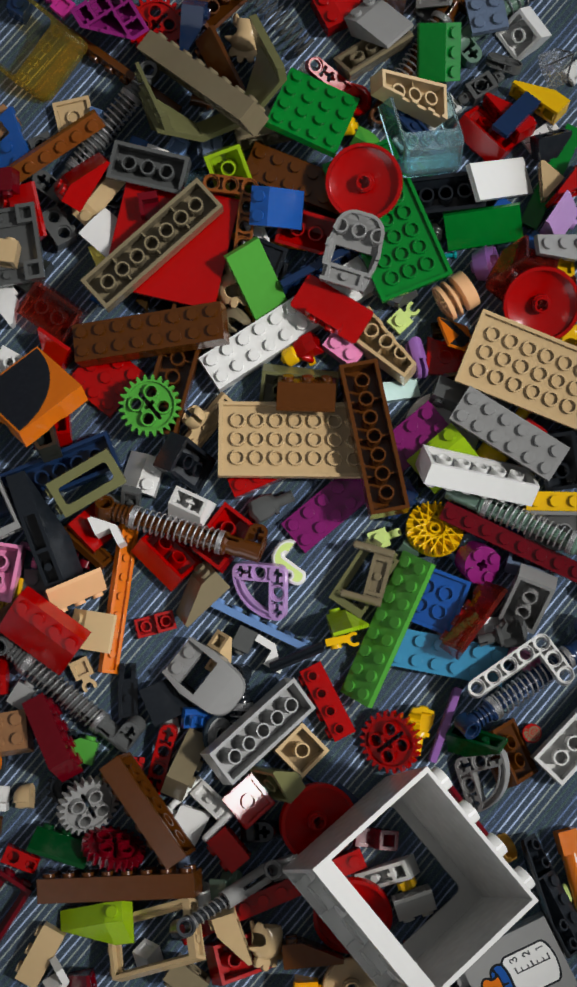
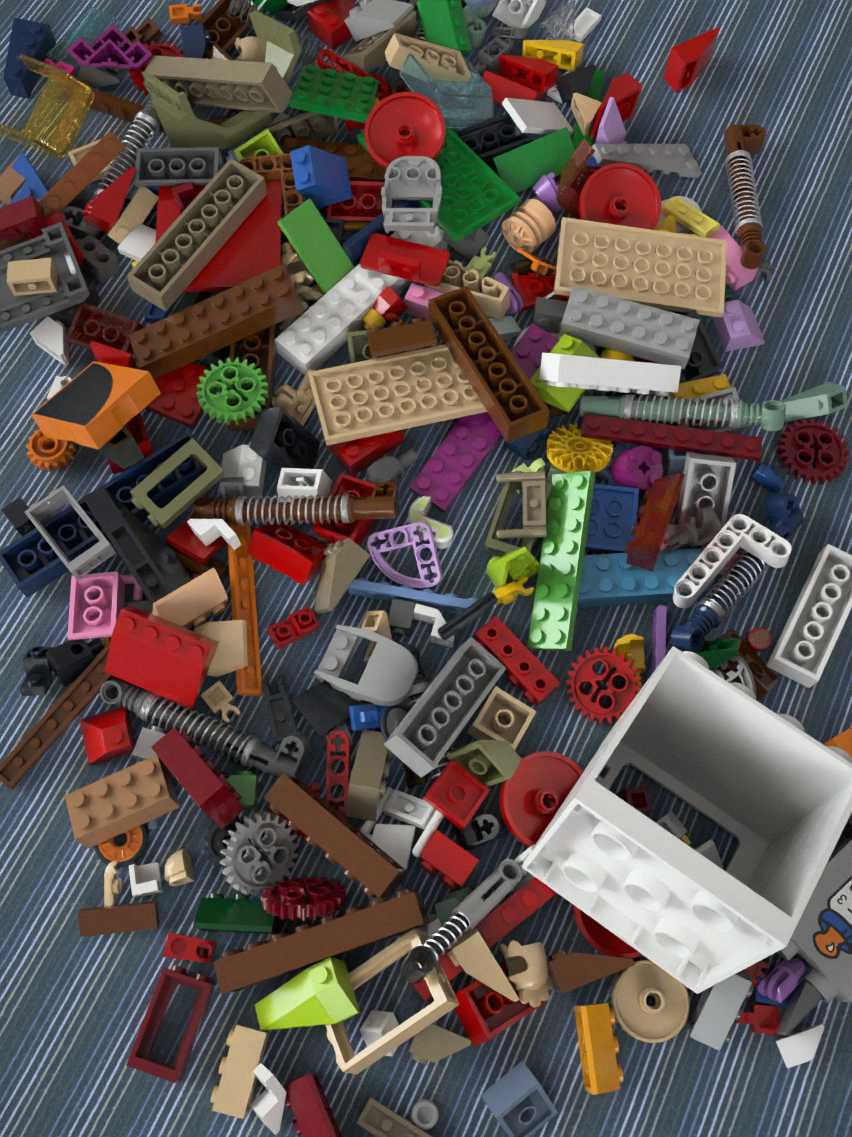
camera: 15 degrees left, 15 degrees down
(516, 115) = (536, 61): dark blue tile -> none

